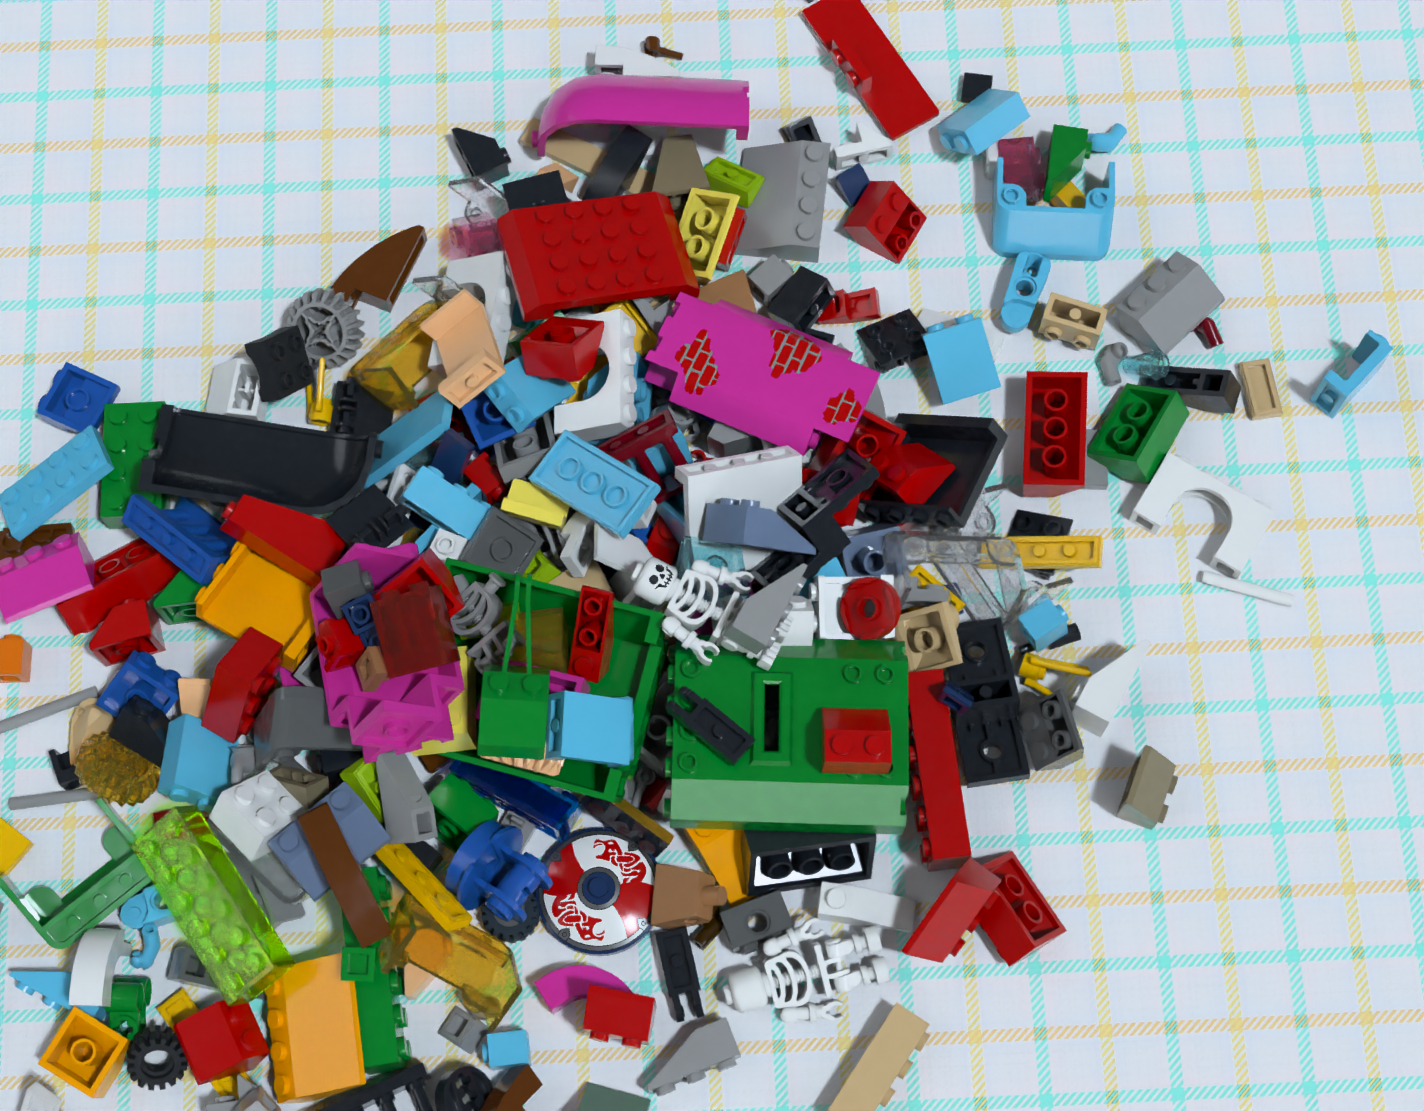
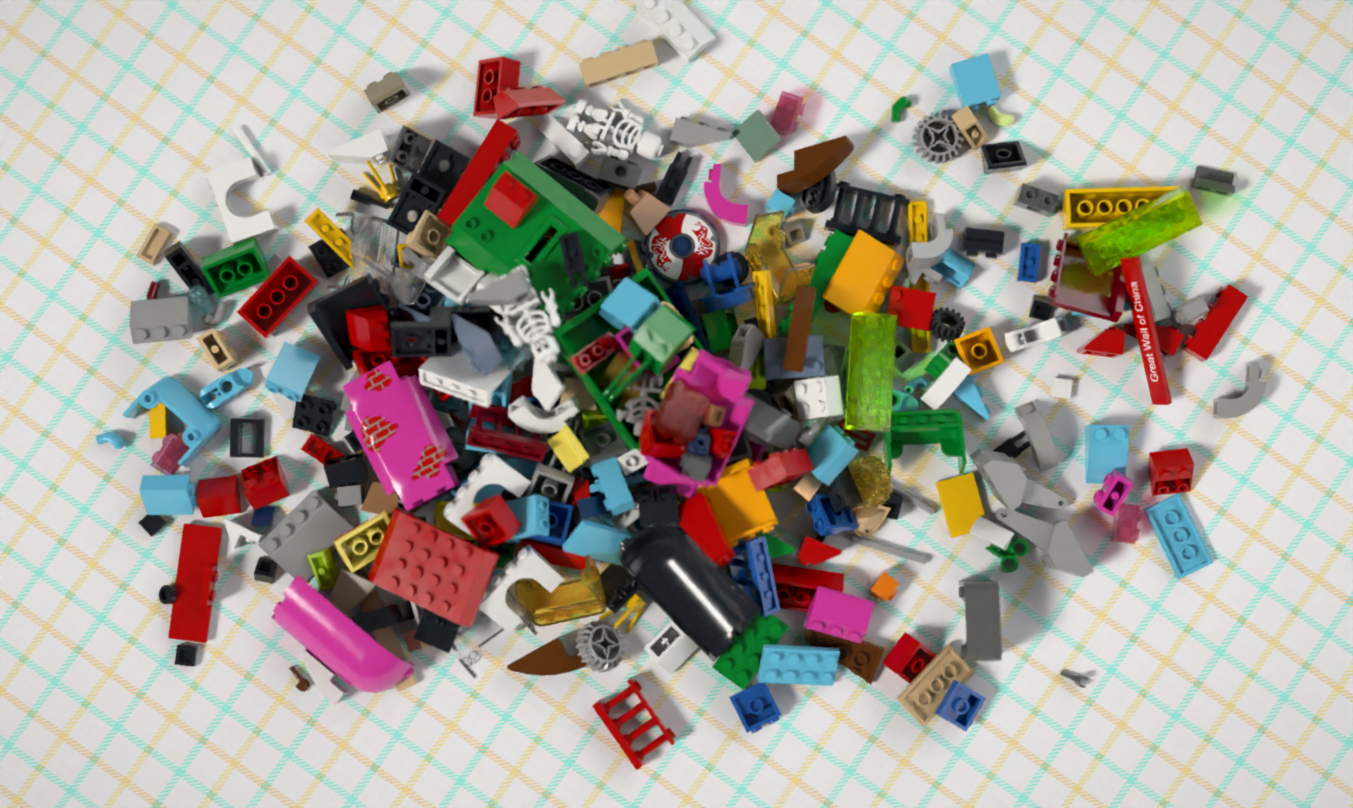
camera: 140 degrees left, 15 degrees up
(215, 252) = (614, 725): none -> red fence
(280, 363) = (637, 640): black brick -> none
(359, 964) = (823, 284): green tile -> none
(465, 347) = (540, 562): light nougat panel -> none
(475, 234) = (483, 637): clear pink brick -> none
(482, 155) = (444, 688): black slope -> none
(594, 484) = (533, 430): medium azure tile -> none
(619, 1016) = (719, 172): red slope -> none
(886, 611) = (438, 264): red tile -> none
(890, 27) = (167, 594): none -> black tile
(927, 170) = (218, 496): none -> red slope
(955, 698) = (442, 196): dark blue slope -> none
(961, 243) = (236, 438): none -> black tile
(1043, 624) = (367, 205): medium azure brick -> none
(1065, 158) = (140, 445): green slope -> none
(1335, 392) = (86, 209): medium azure panel -> none

